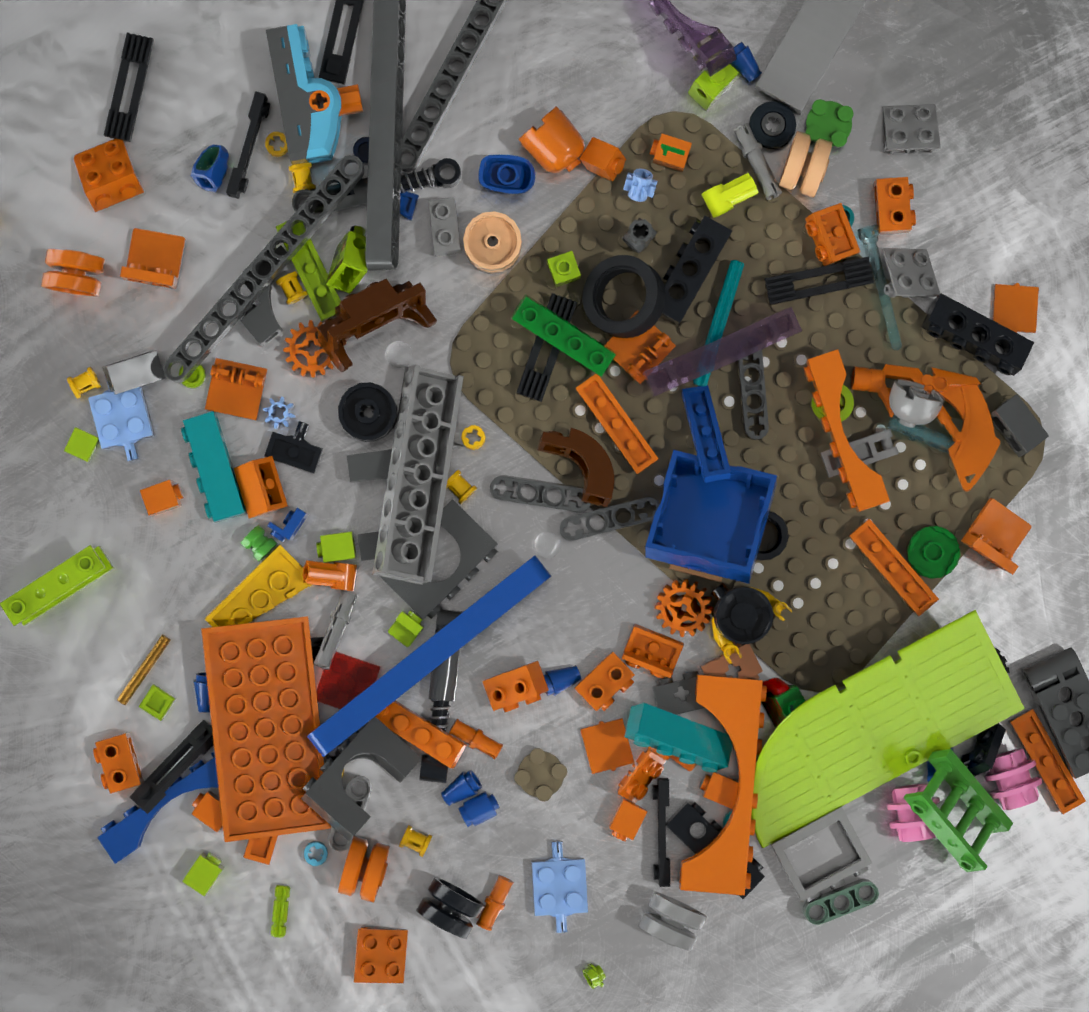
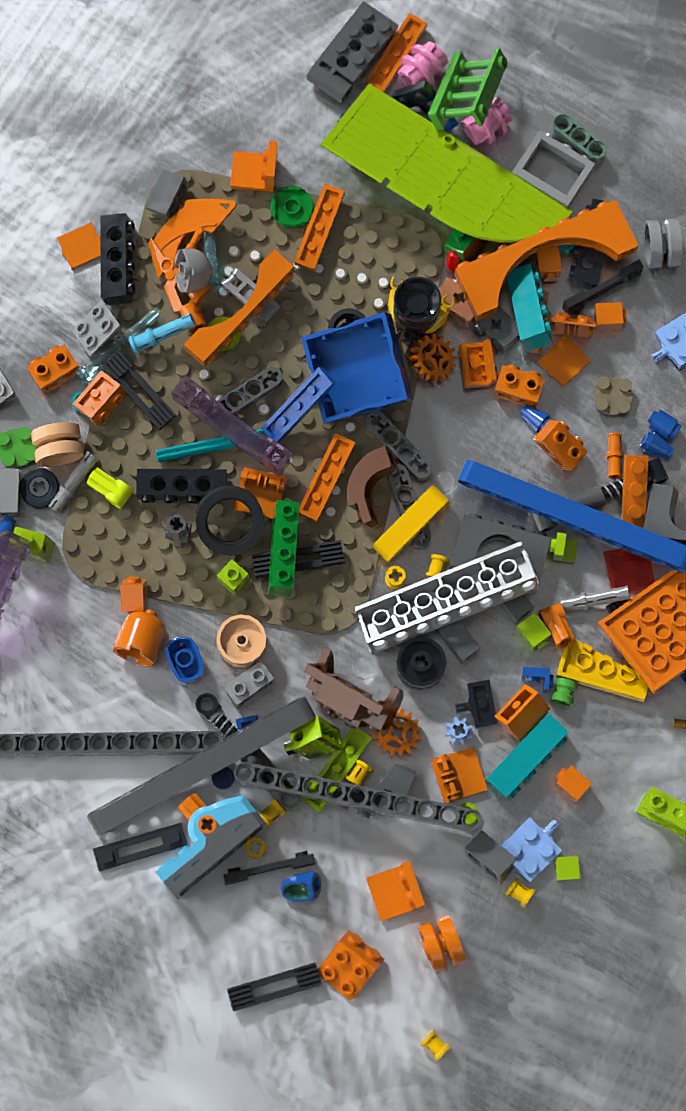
camera: 115 degrees left, 10 degrees down
(518, 485) = (428, 506): none -> yellow beam
(640, 185) = (138, 555): light blue gear -> none
(670, 152) = (101, 547): orange brick -> none
(867, 326) = (154, 336): none -> medium azure pin

